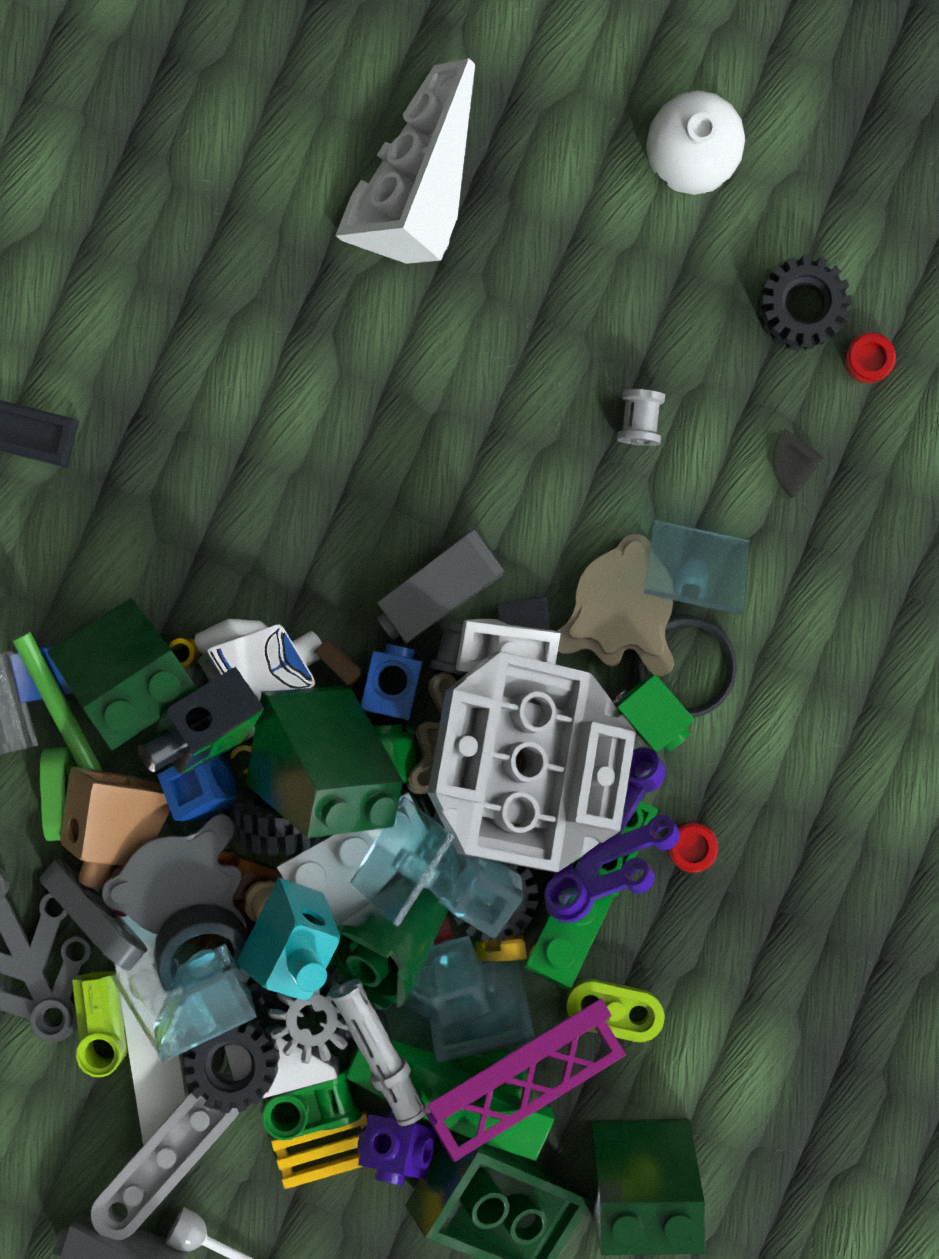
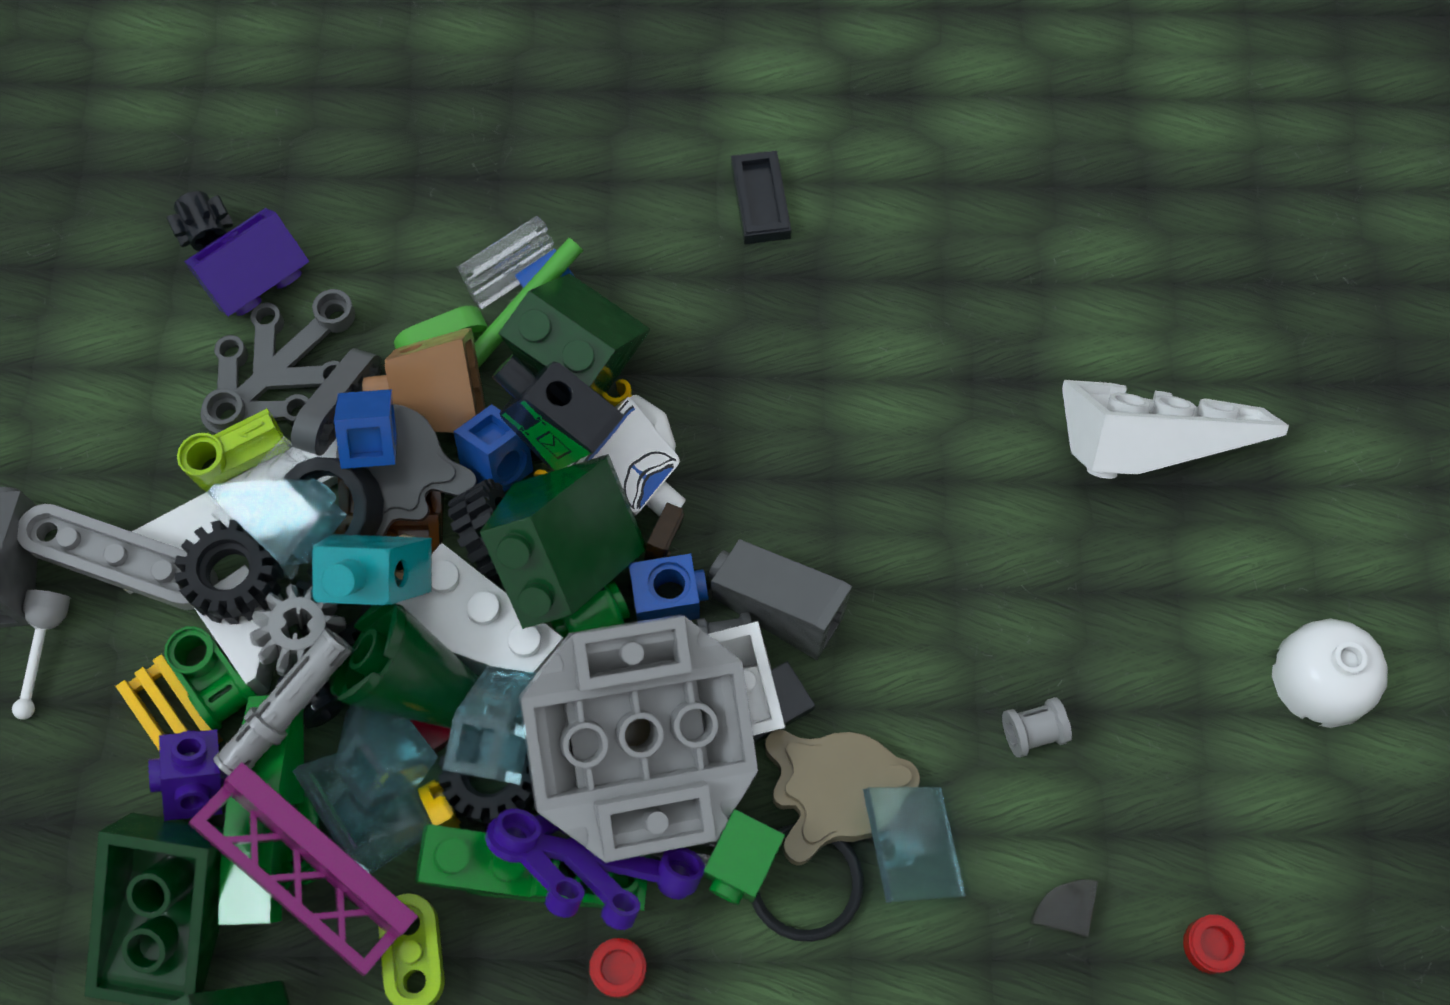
camera: 65 degrees right, 20 degrees down
(151, 901) = (366, 429): none -> blue brick
(402, 861) = (490, 644): clear light blue piece -> none
(811, 274) = (1265, 839): black tyre -> none

